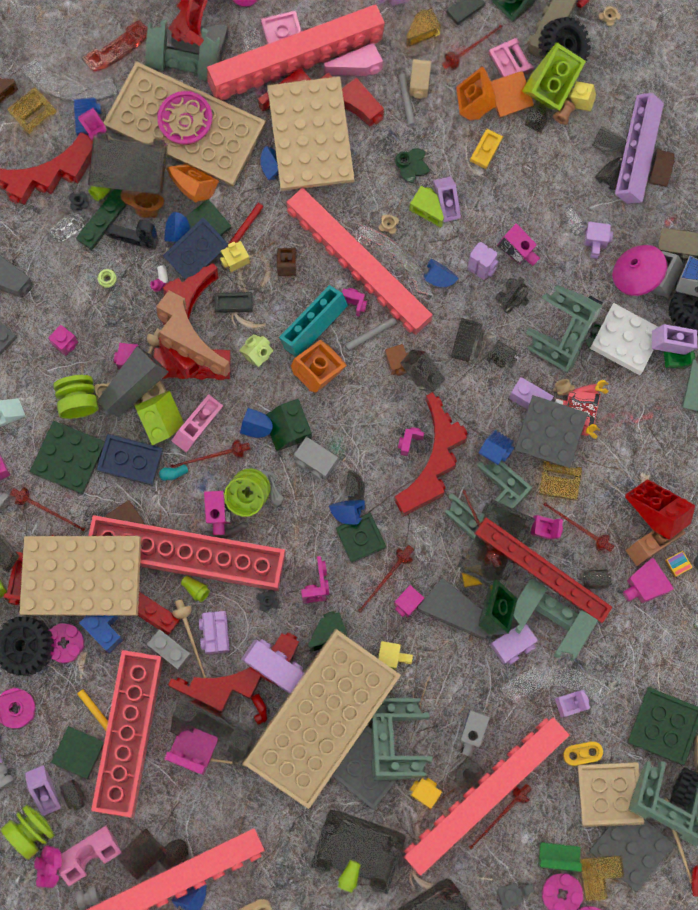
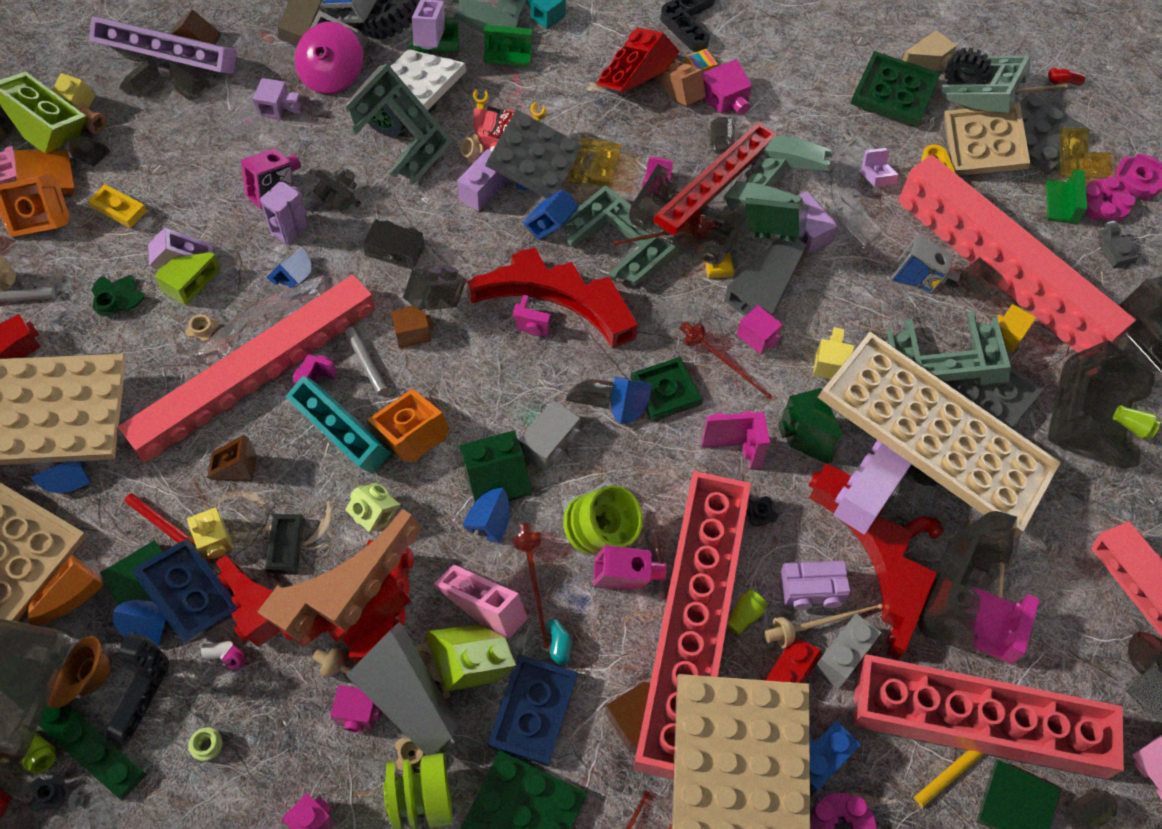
camera: 90 degrees left, 15 degrees down
(502, 355) = (420, 207): clear smoke brick -> none
(601, 542) = (676, 126): clear red sword -> none
(670, 405) = (507, 45): none -> green bracket

